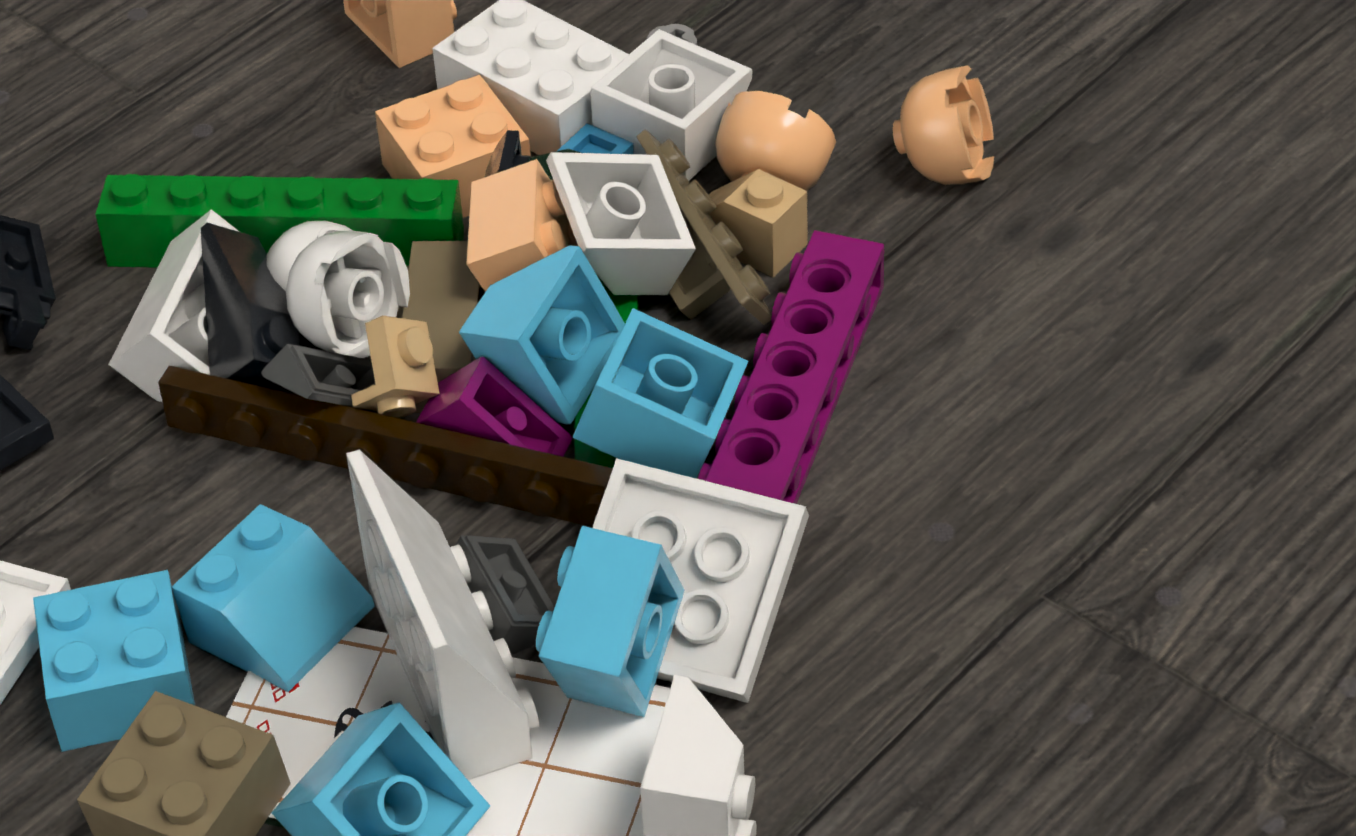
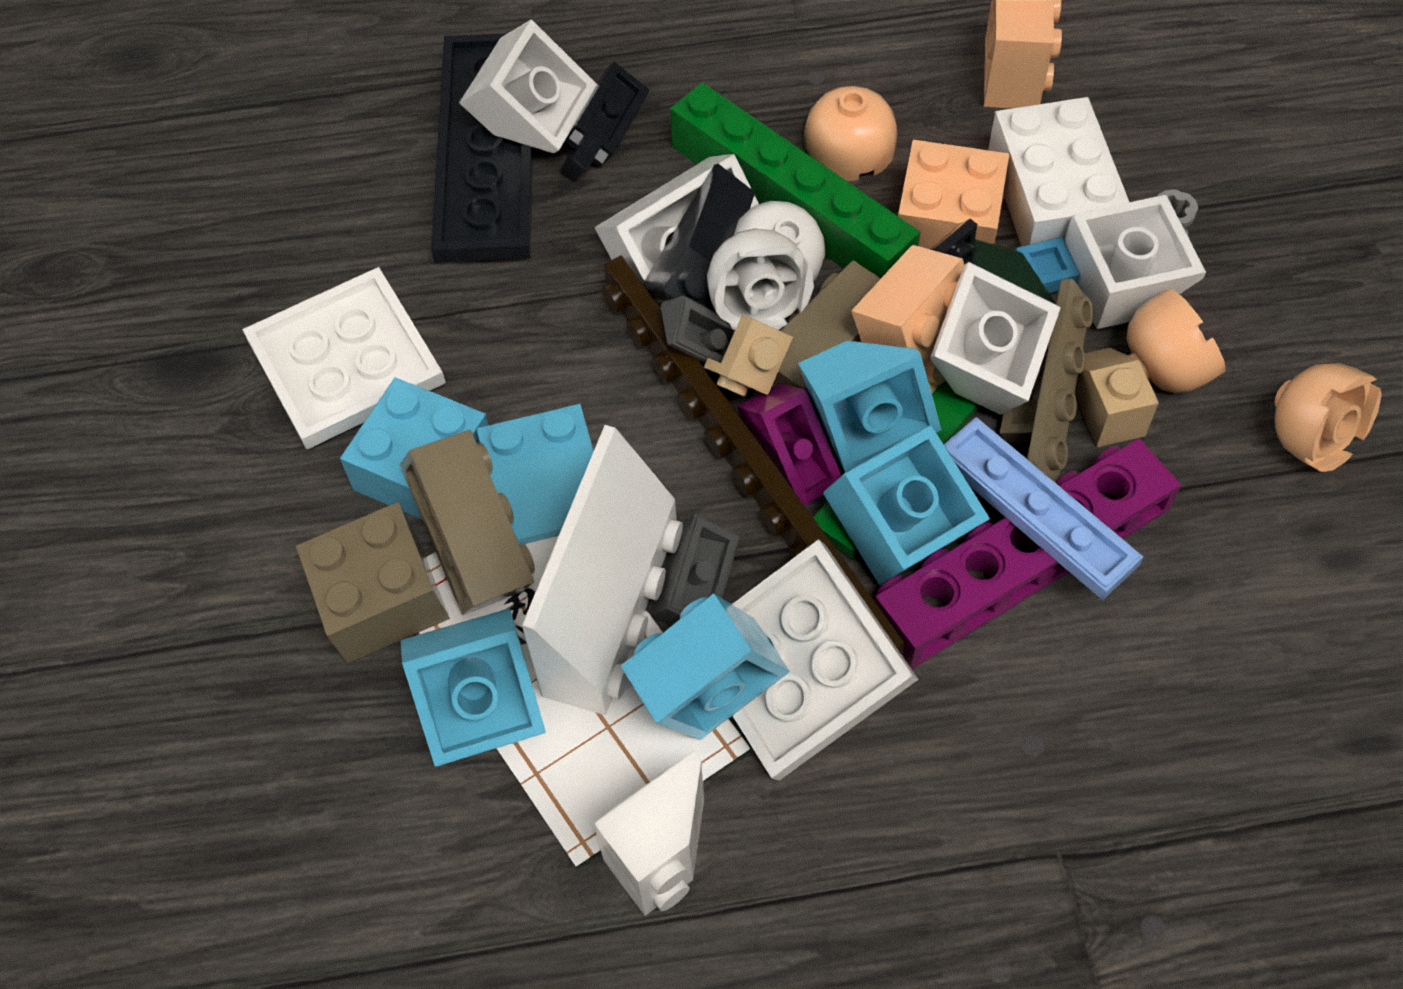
camera: 40 degrees right, 15 degrees up
(245, 663) = (468, 521): none -> dark tan brick
(293, 140) = (851, 132): none -> light nougat cylinder
(790, 326) = (1042, 509): none -> light blue tile

